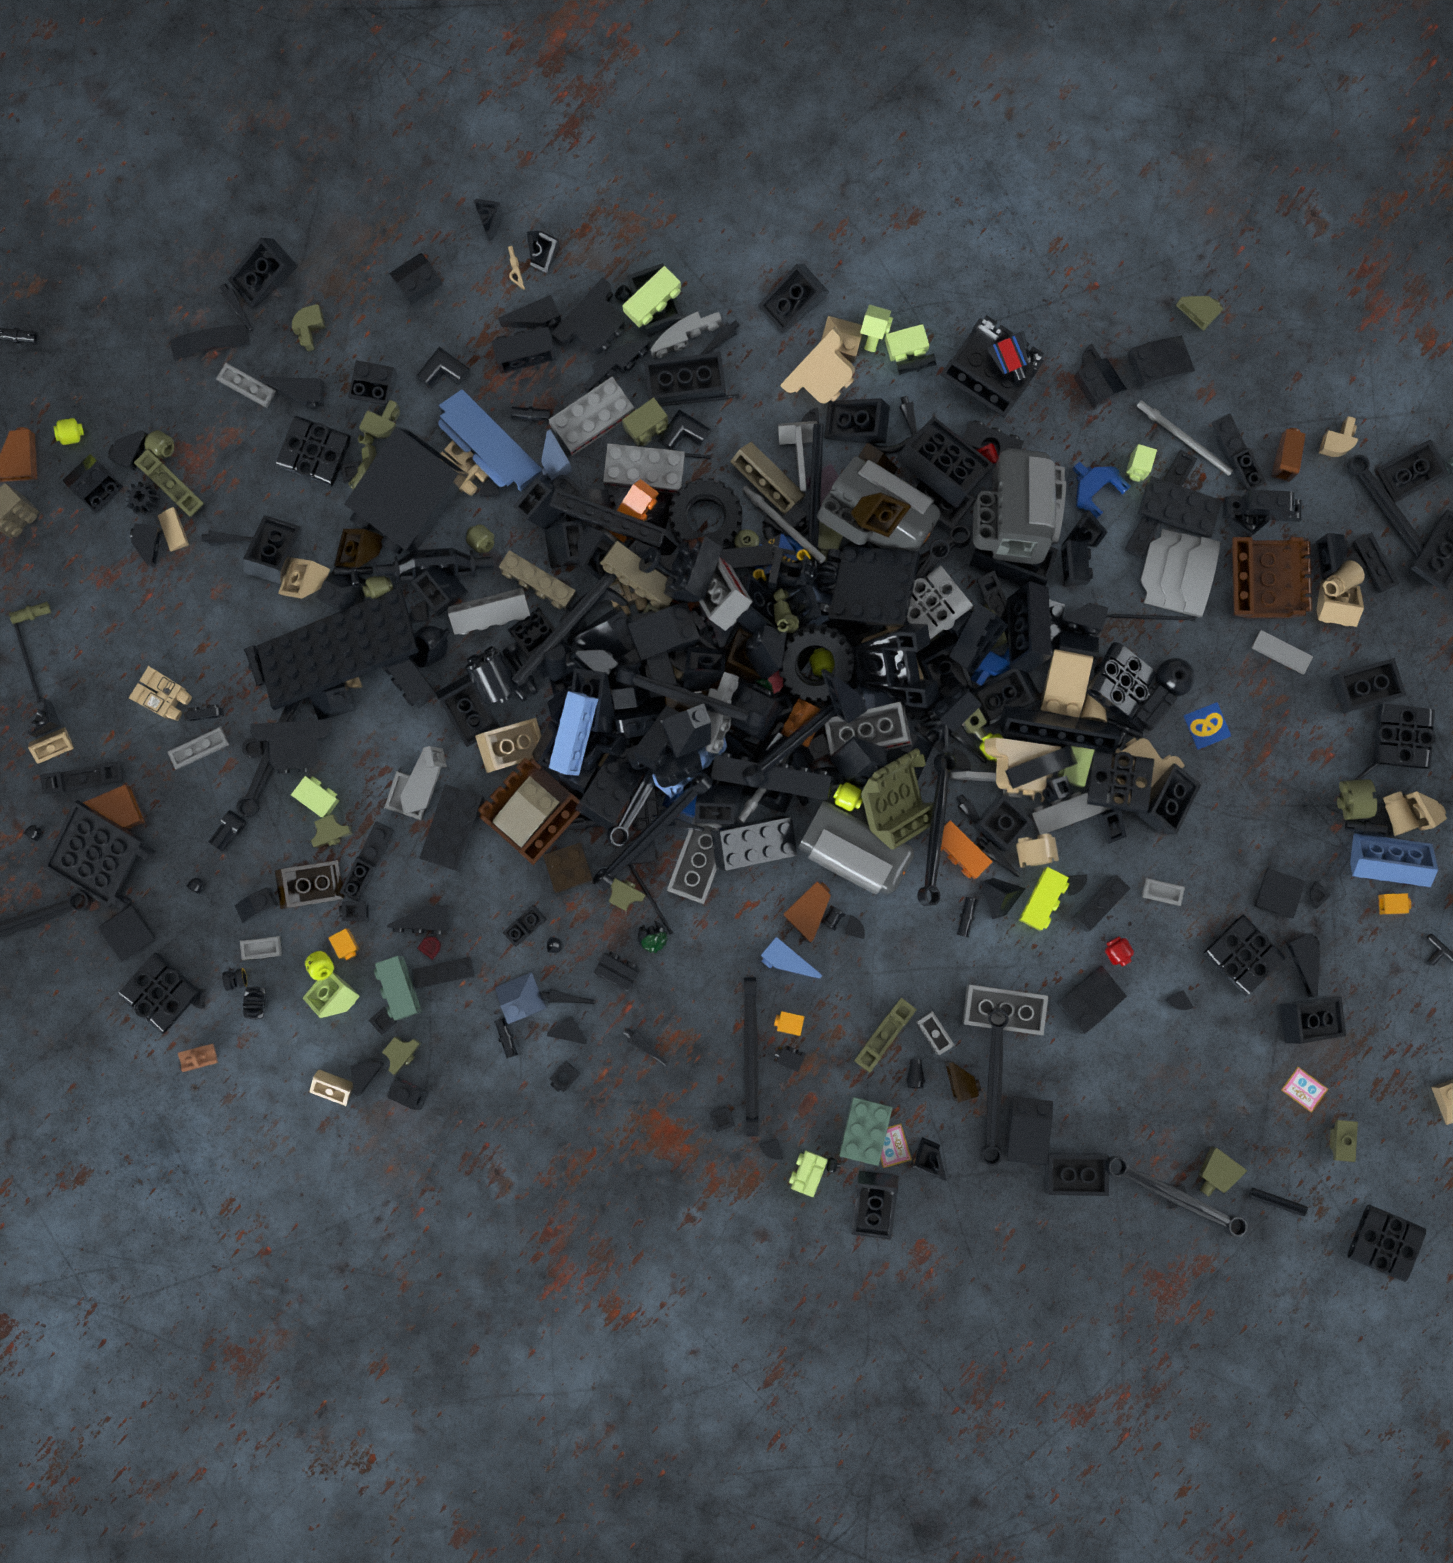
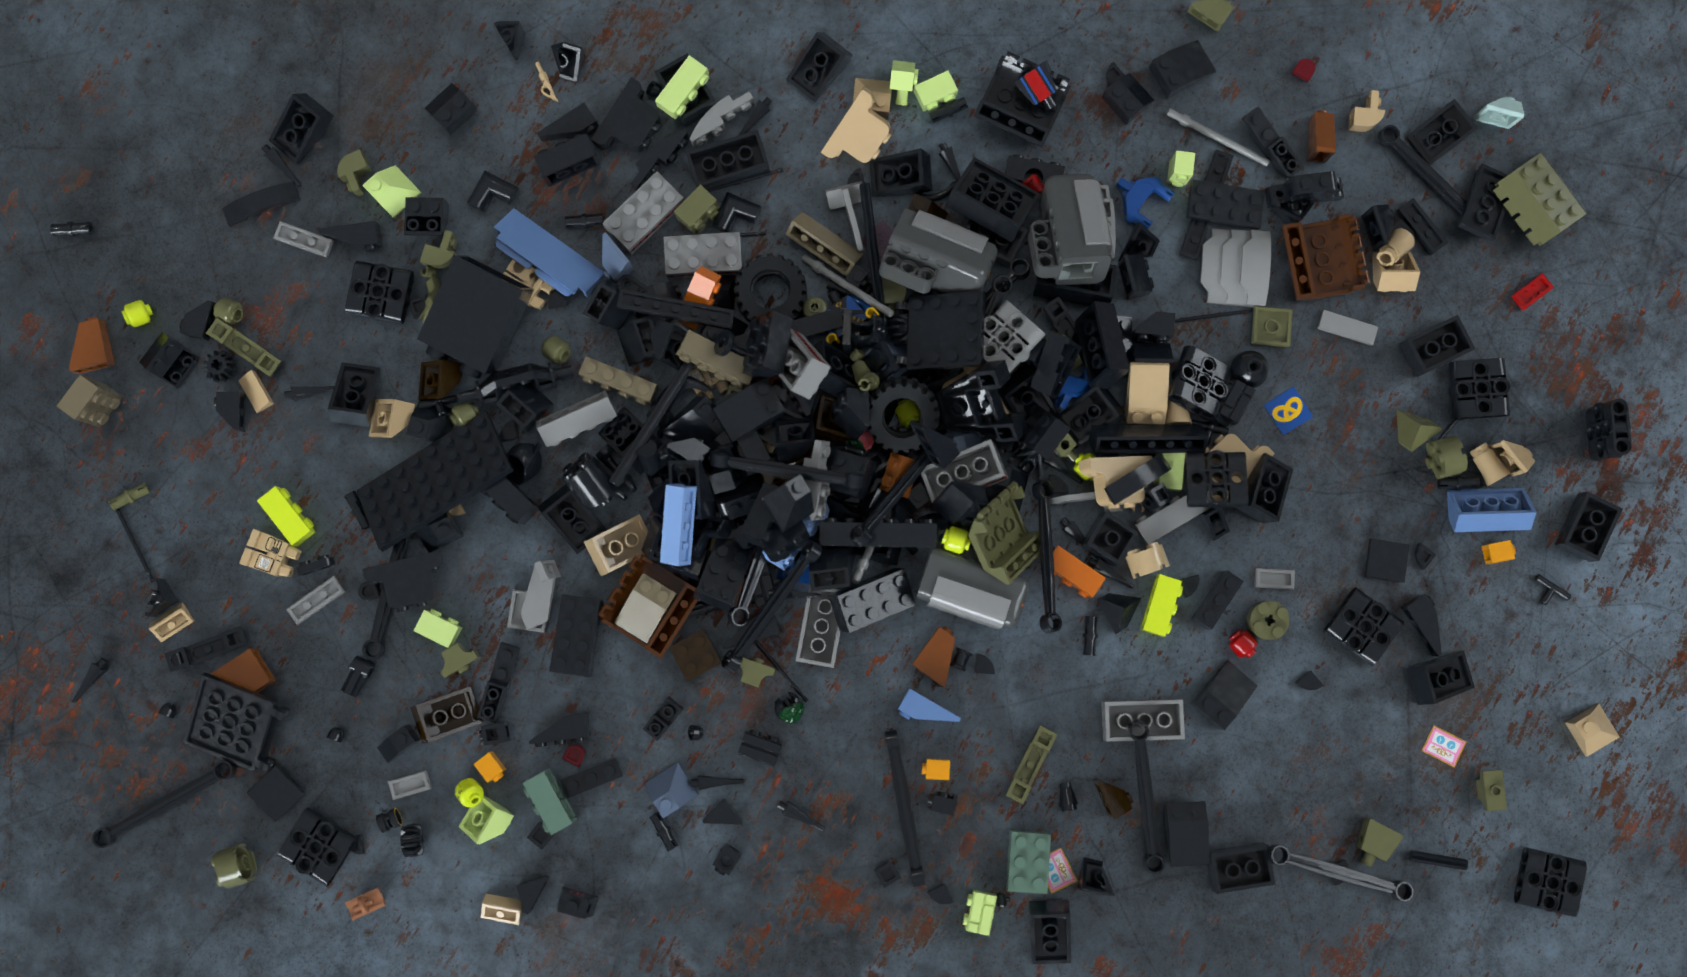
camera: 10 degrees left, 0 degrees up
(74, 997) = (234, 866): none -> olive brick
(183, 658) = (287, 515): none -> neon yellow brick
(342, 350) = (390, 189): none -> yellowish green slope
(400, 1053) = (563, 864): olive brick -> none
(880, 513) = (940, 259): dark brown slope -> none
(935, 1033) = (1079, 754): light grey brick -> none
(1159, 932) = (1276, 614): none -> olive brick
(1205, 638) = (1271, 326): none -> olive plate
(1285, 383) = (1304, 69): none -> dark red tile
(1331, 766) = (1414, 430): none -> olive slope

